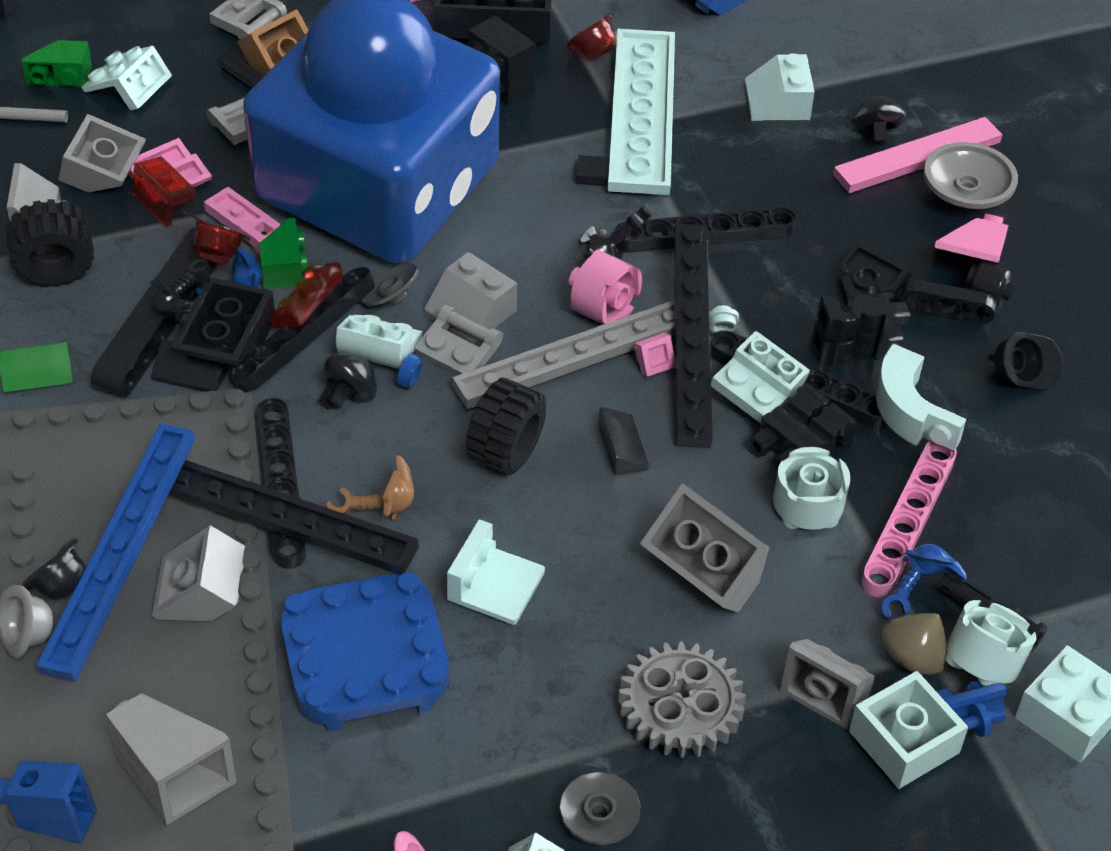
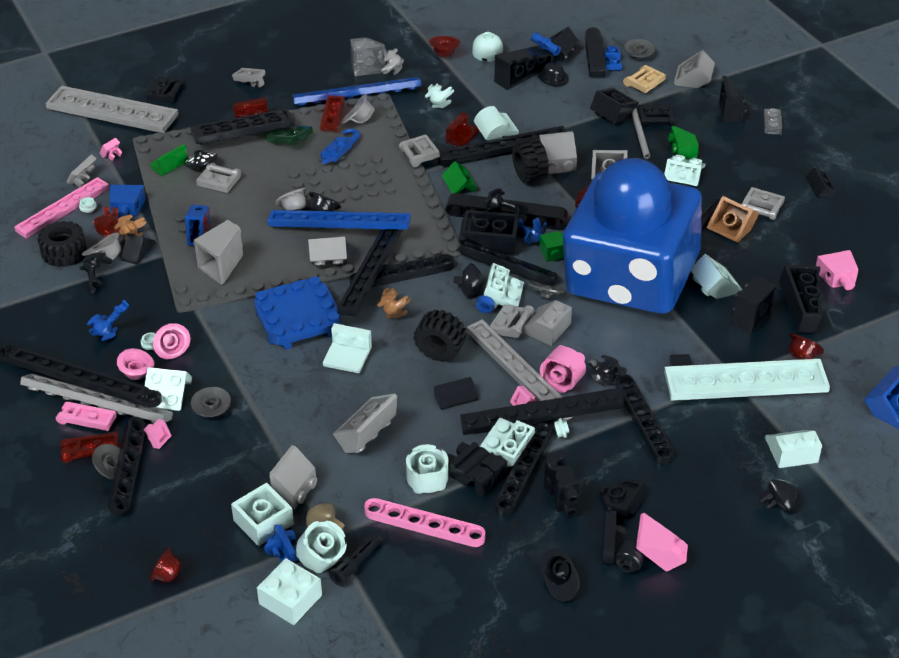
camera: 85 degrees right, 5 degrees down
(216, 242) = (551, 208): clear red piece -> none
(307, 295) = (529, 257): clear red plate -> none
(681, 699) = (265, 432): light grey gear -> none
(904, 407) = (505, 502): light aqua arch -> none
(911, 155) = (761, 525): bright pink tile -> none
(923, 561) = (377, 518): blue piece -> none
(970, 175) = (732, 541): light grey dish -> none

